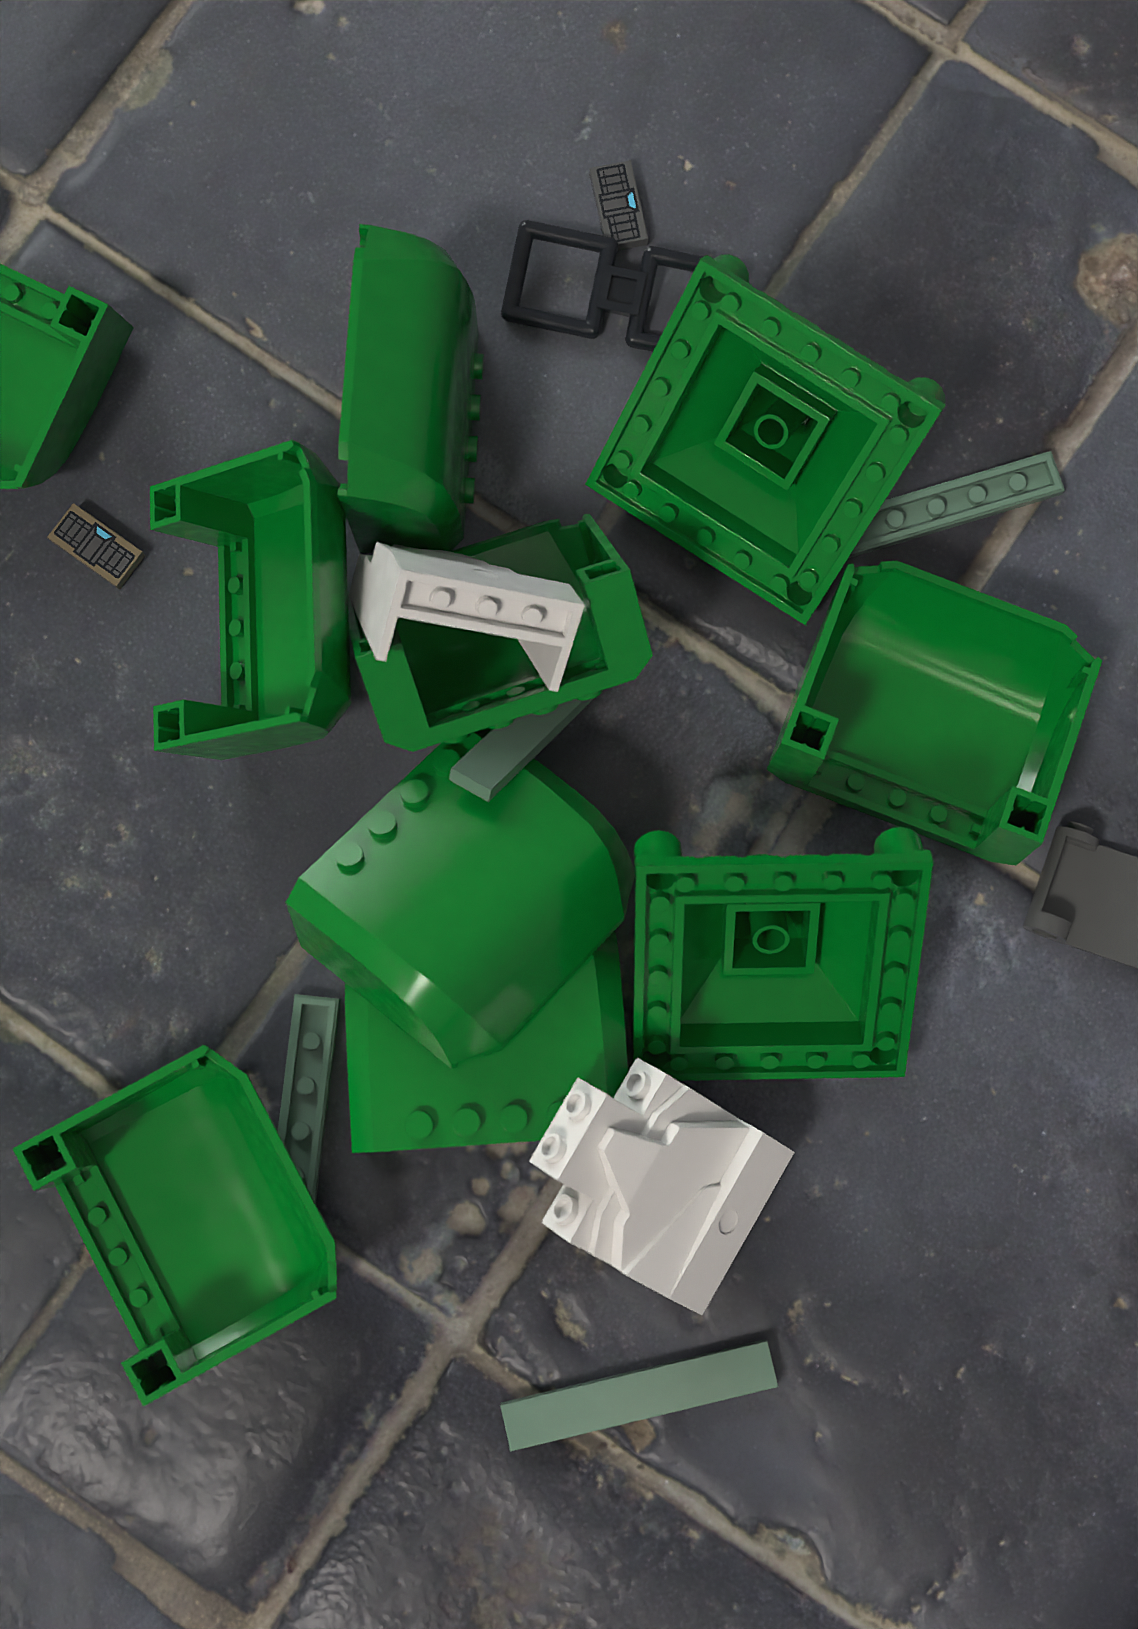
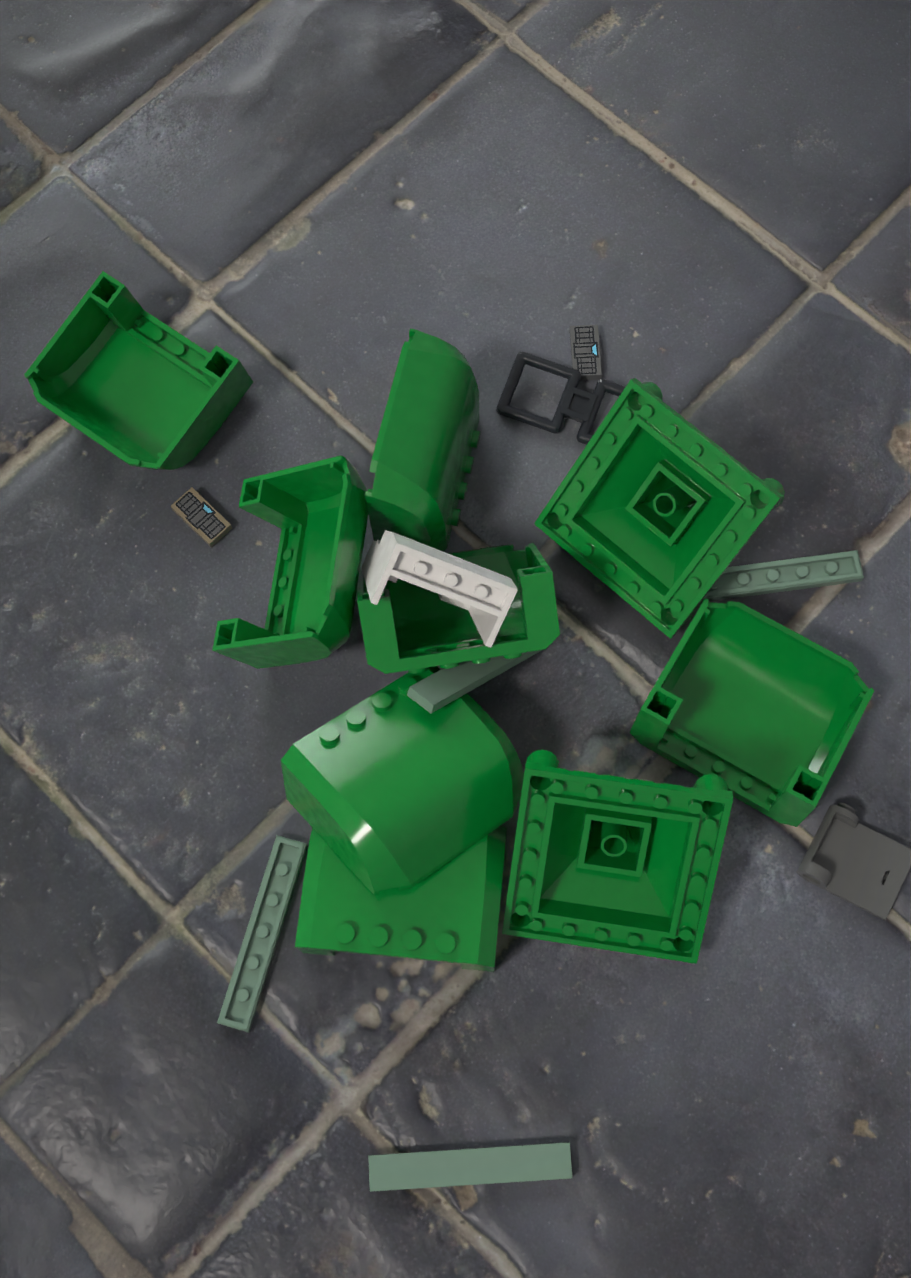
camera: 15 degrees right, 10 degrees down
(189, 1216) = (173, 974): green slope -> none
(658, 1181) = (507, 1004): white panel -> none

